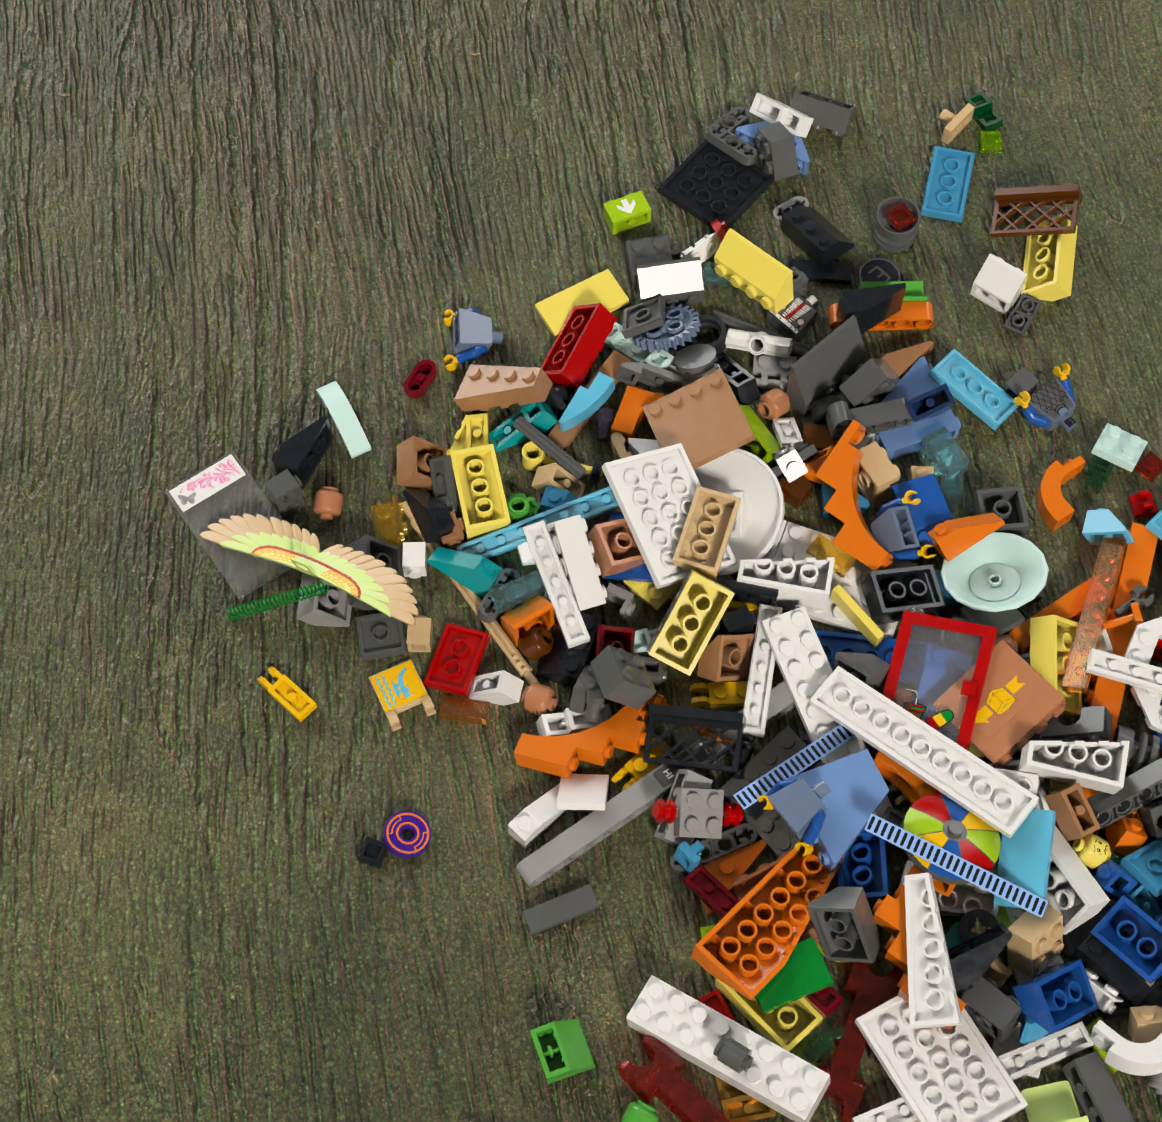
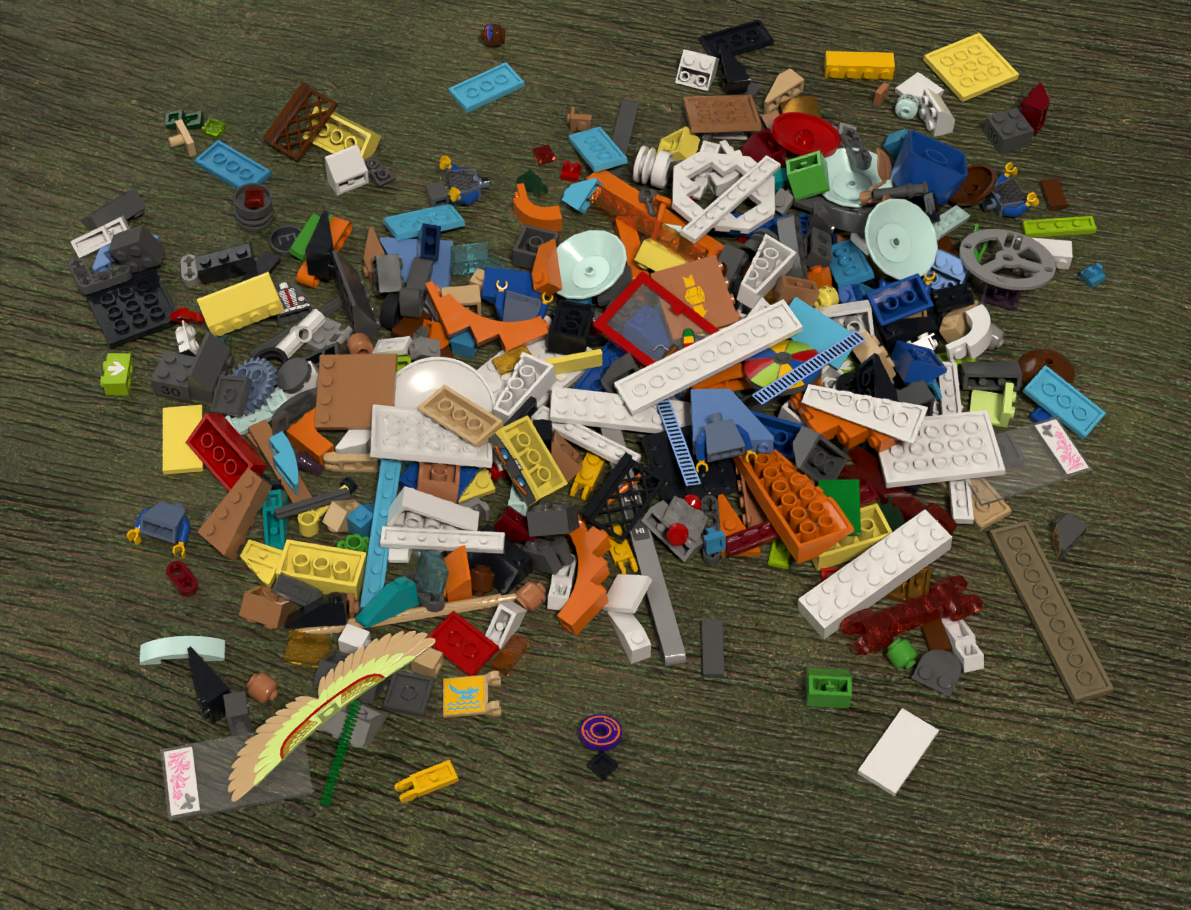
camera: 70 degrees left, 10 degrees down
(733, 1054) = (888, 559): dark grey brick -> none
(1119, 447) = (520, 163): light aqua plate -> none

